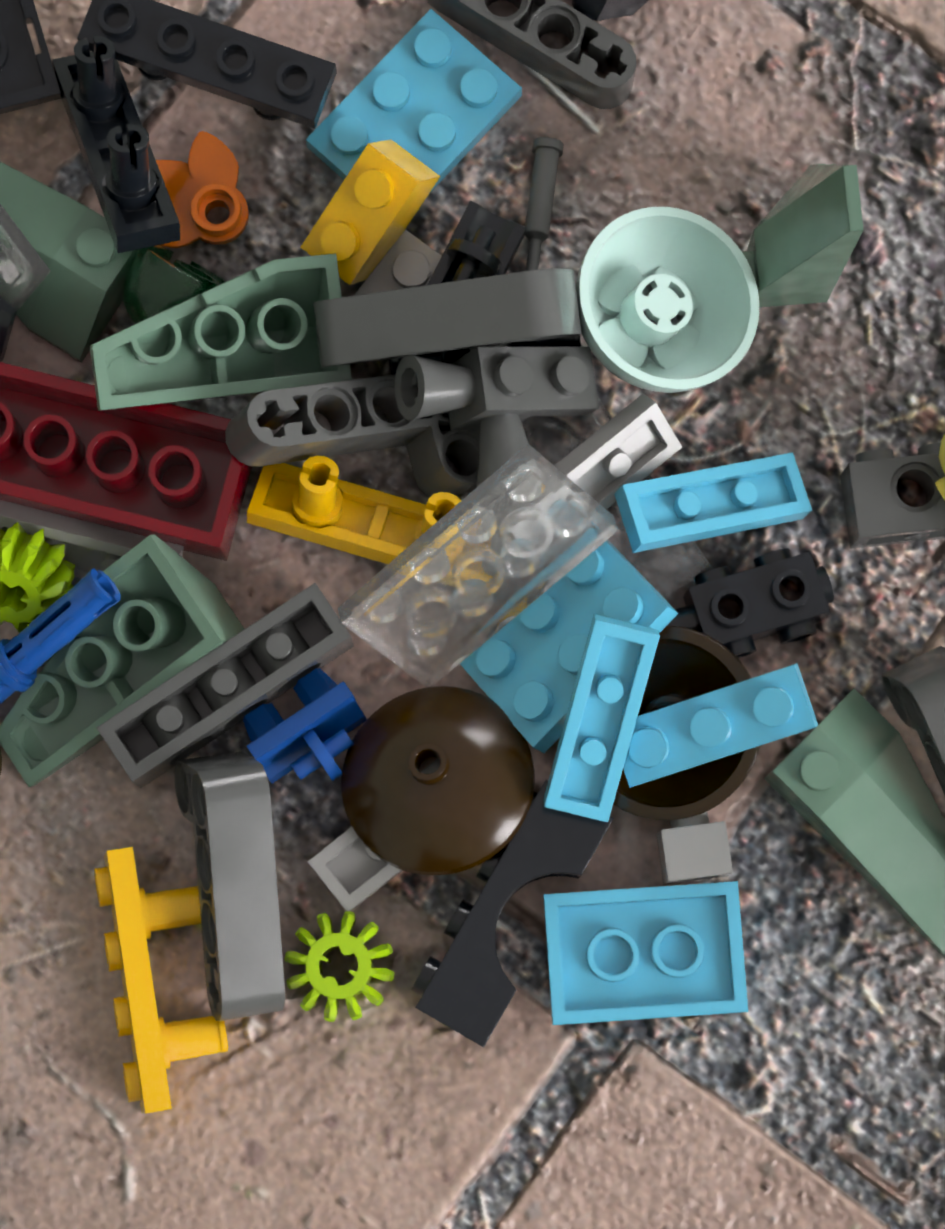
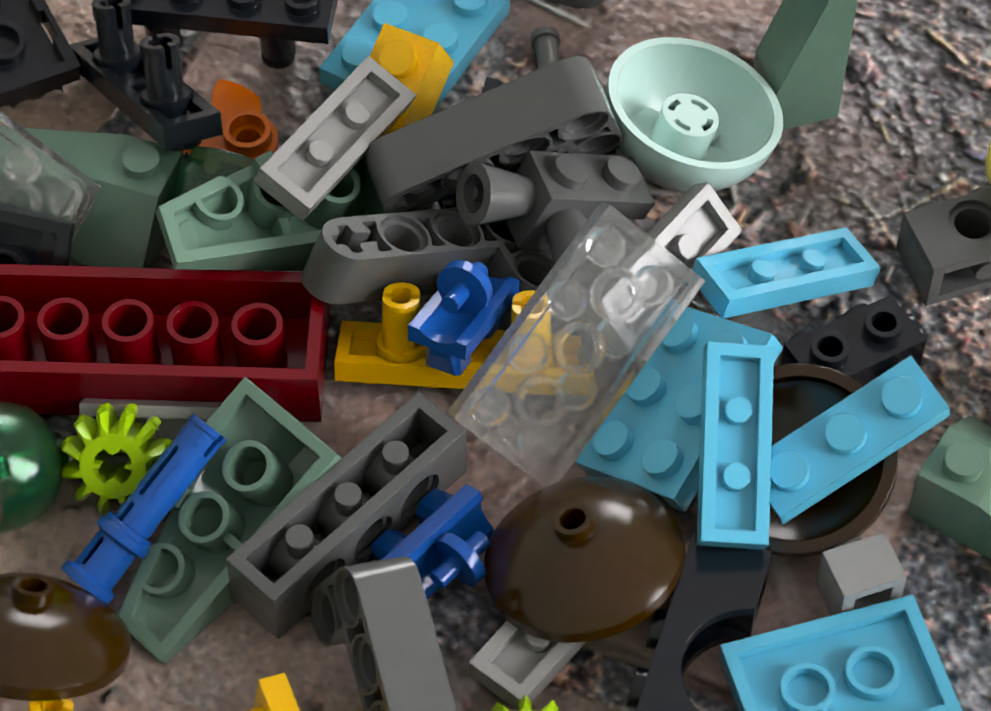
camera: 10 degrees left, 25 degrees down
(287, 285) = (334, 138): none -> light grey plate
(378, 499) = (461, 314): none -> blue hips

